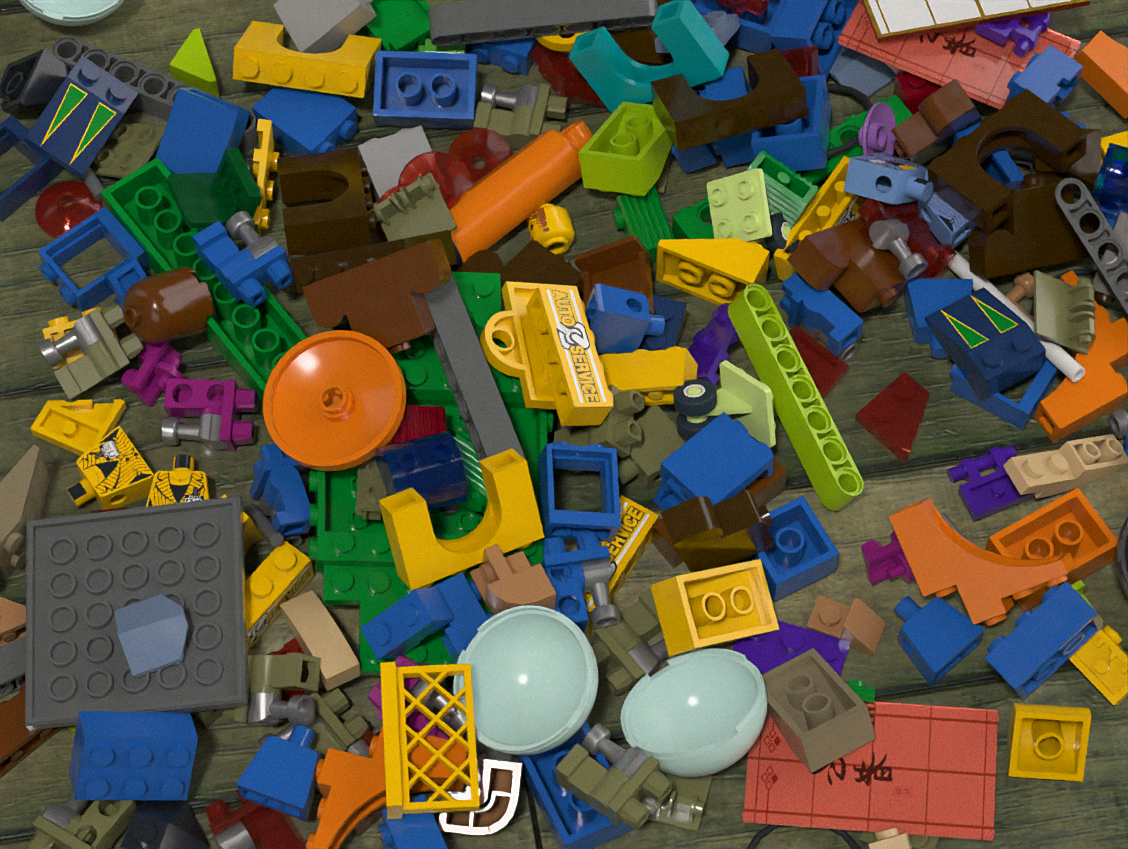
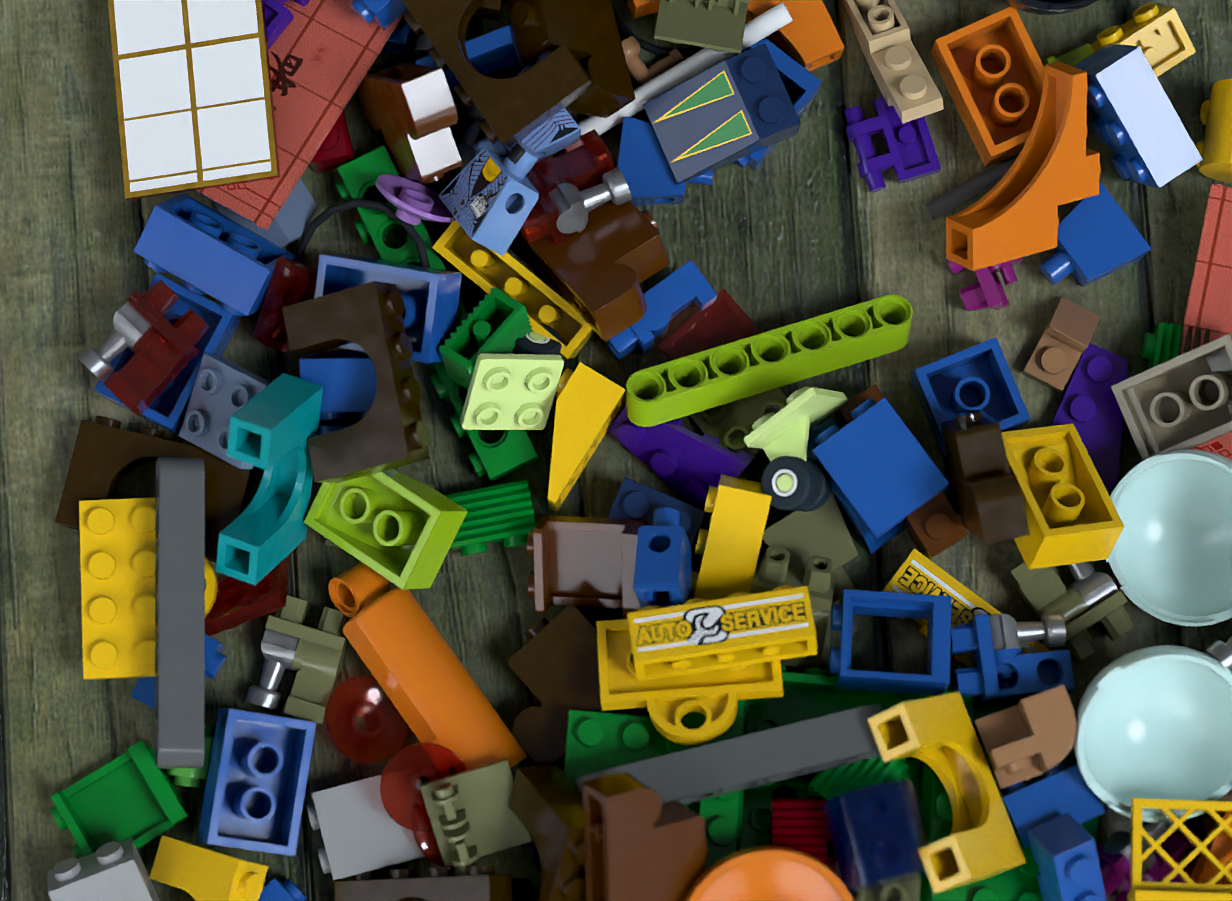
camera: 85 degrees left, 20 degrees up
(551, 228) = (480, 638): yellow head -> none
(896, 415) = (786, 240): clear red wing -> none

